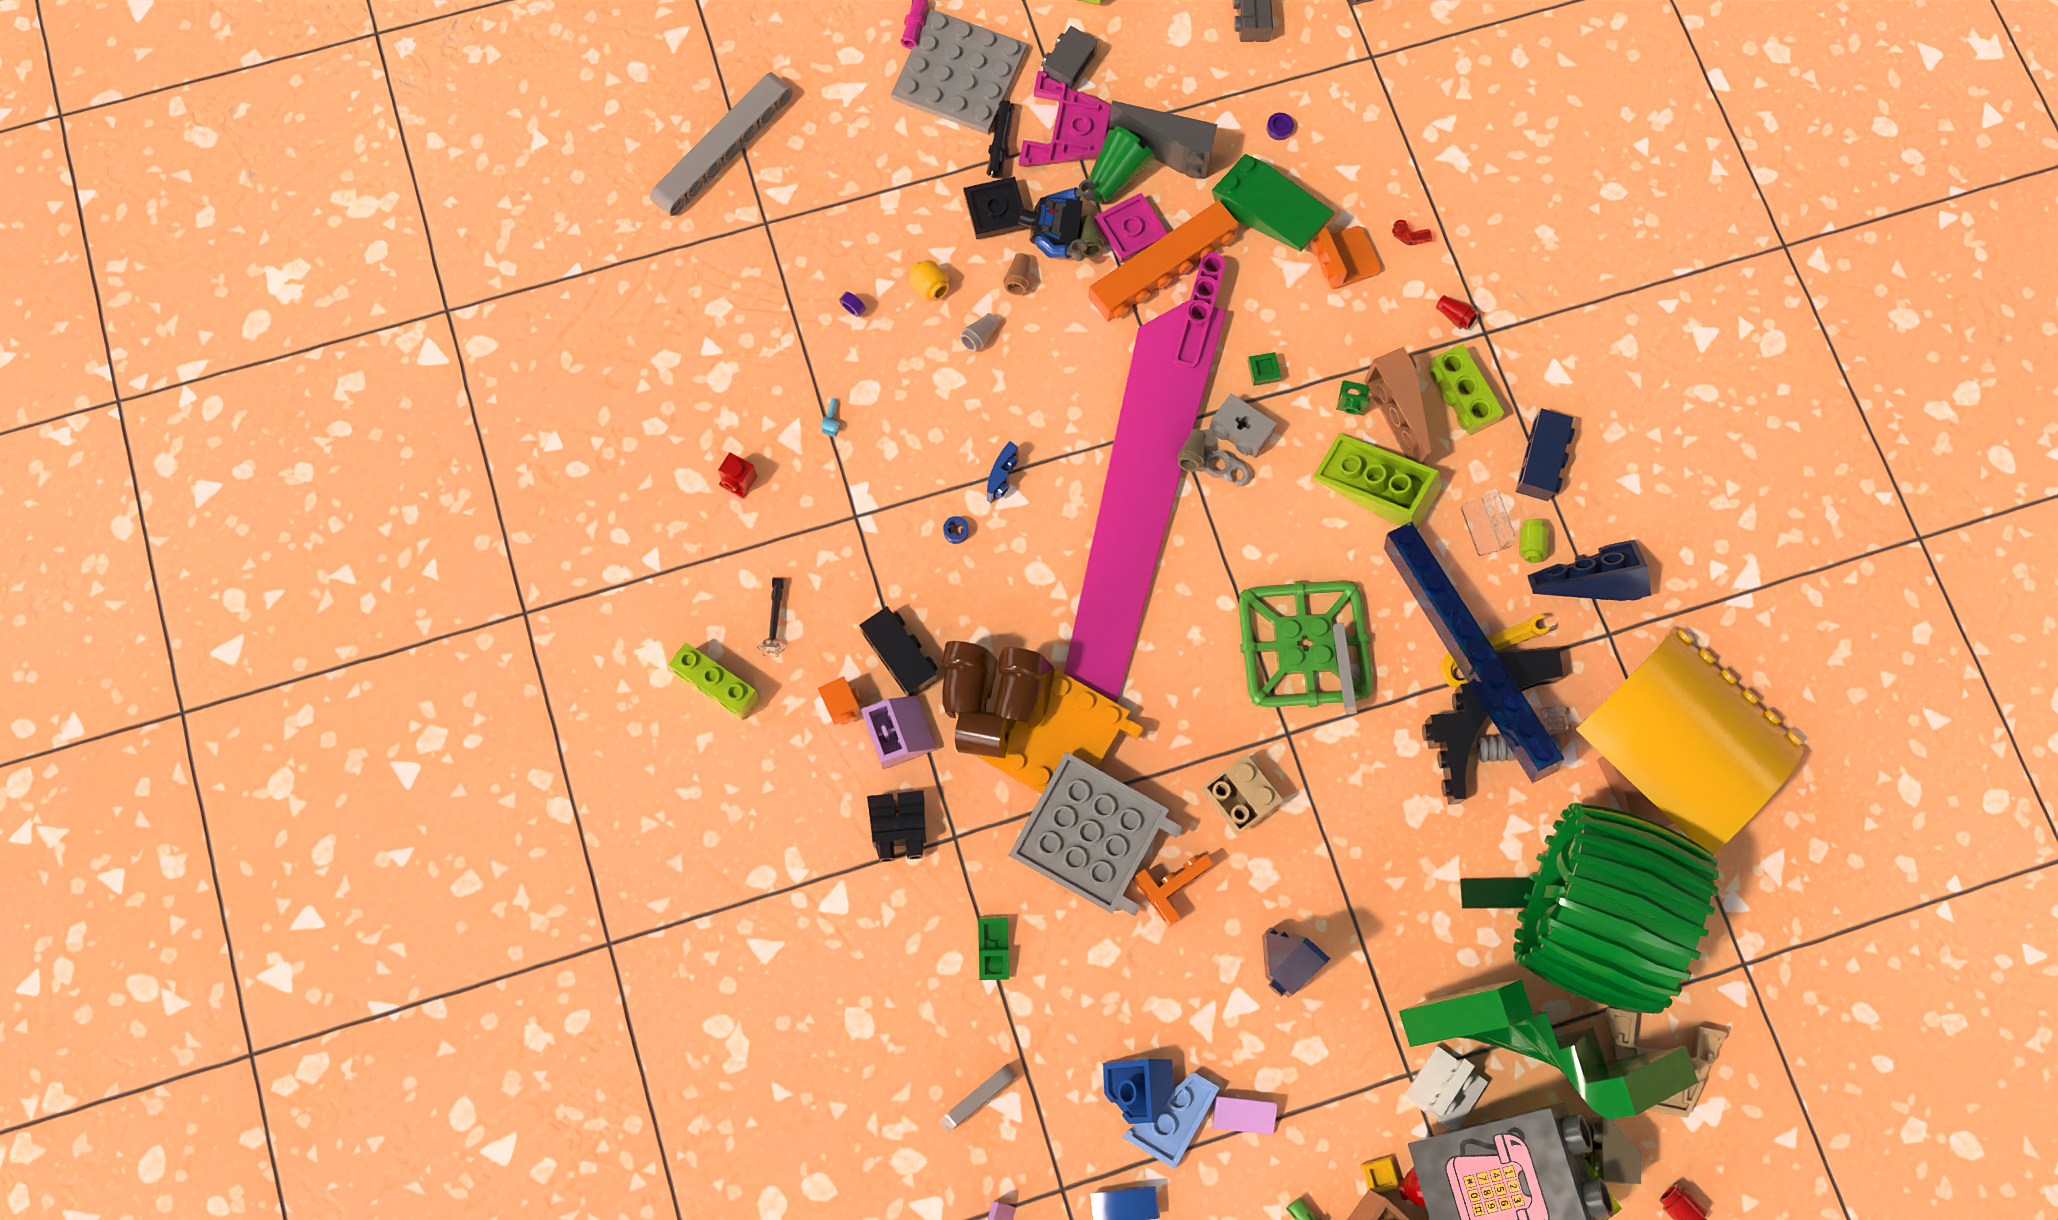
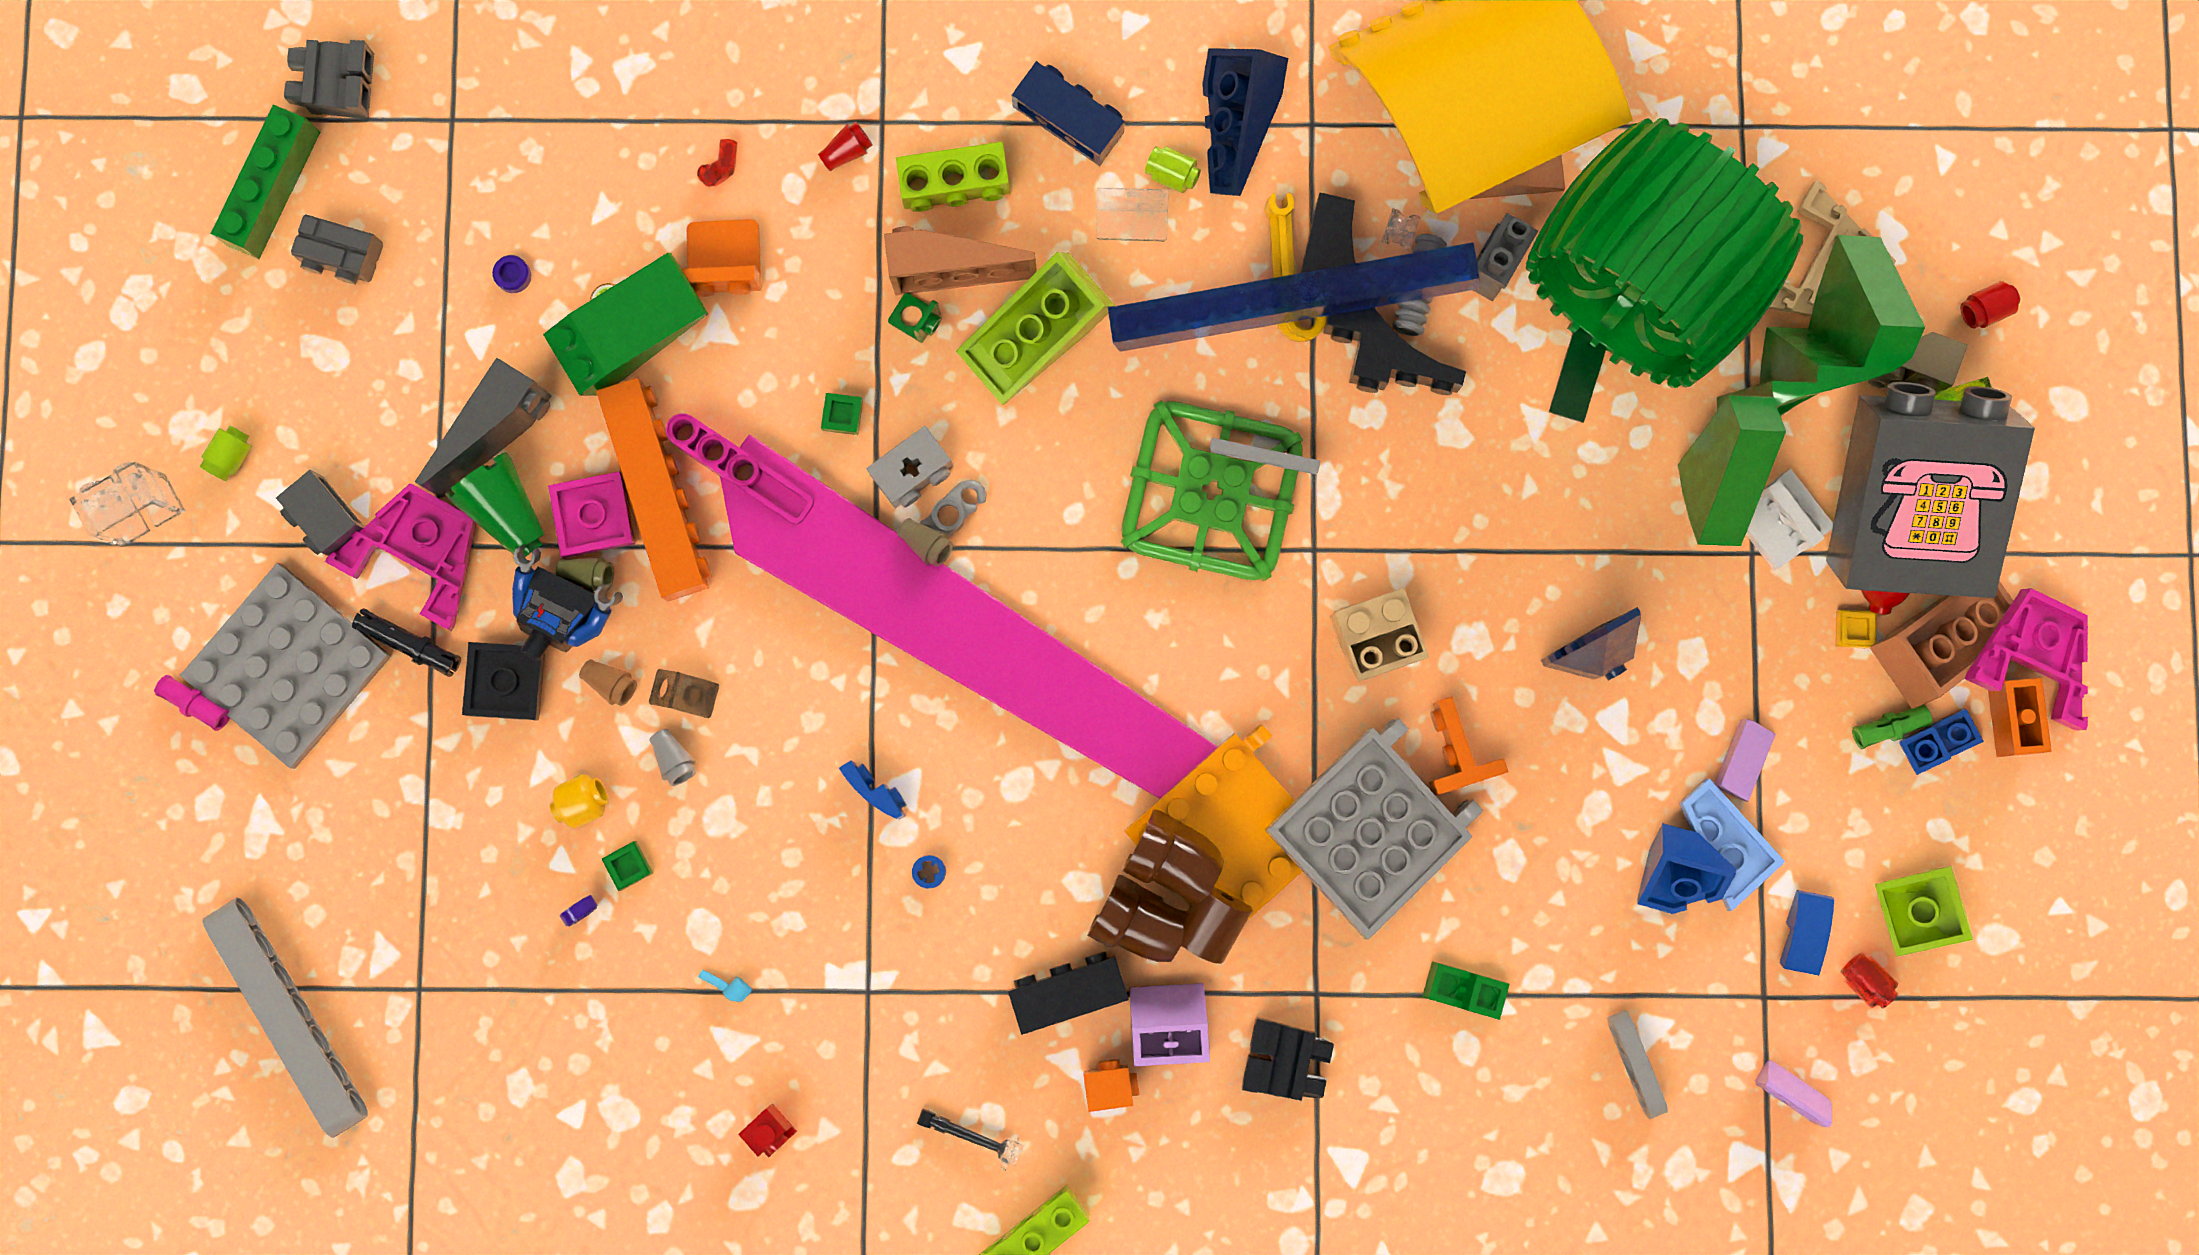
camera: 70 degrees left, 10 degrees up
(894, 328) = (627, 866): none -> green tile
(1027, 327) = (684, 693): none -> clear smoke bracket
(1555, 794) = (1503, 255): none -> dark grey hips

